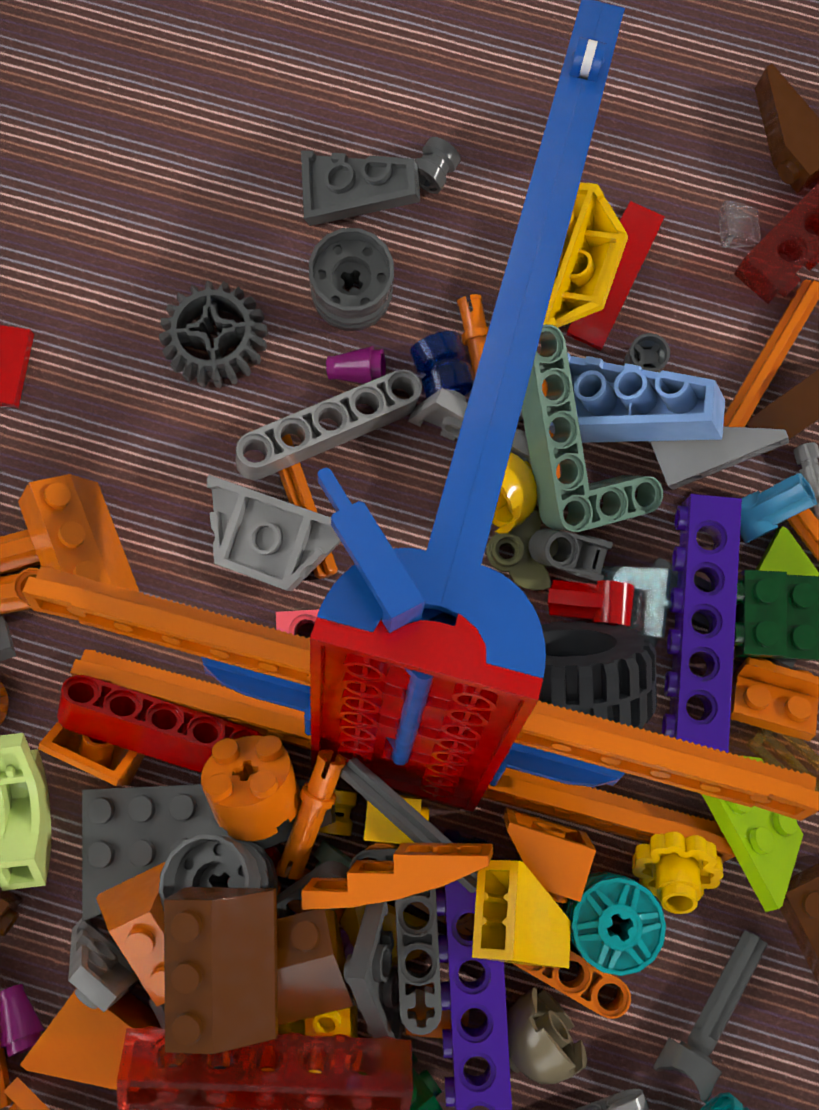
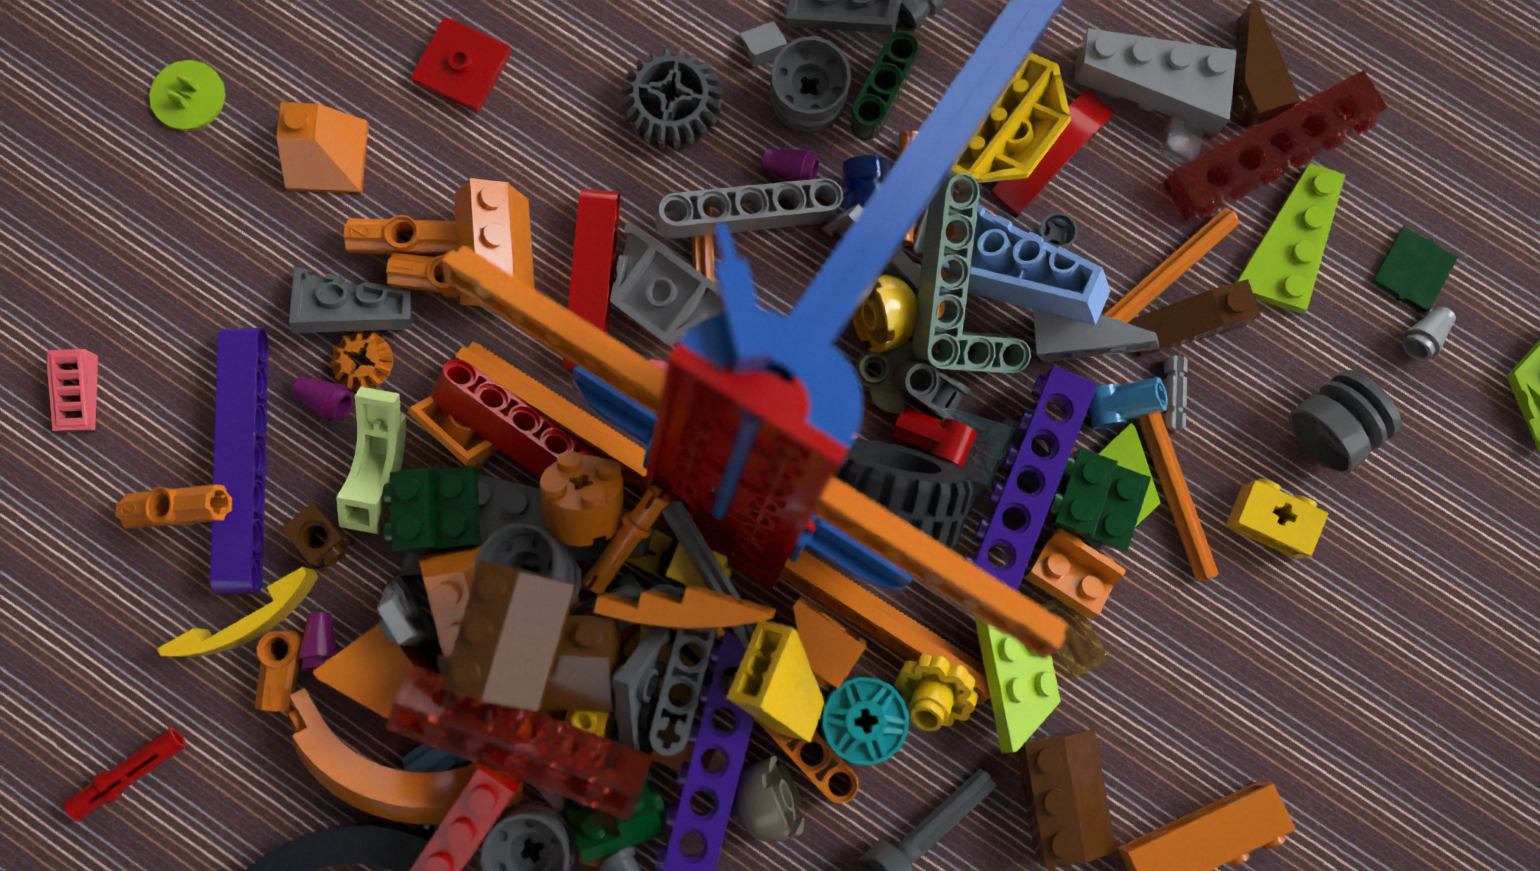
camera: 15 degrees right, 0 degrees up
(96, 843) = (432, 510): none -> dark green plate
(186, 530) = (594, 259): none -> red beam
(290, 250) = (763, 43): none -> light grey slope
(426, 240) = (888, 70): none -> dark green beam
(699, 166) = (1160, 75): none -> light grey wedge

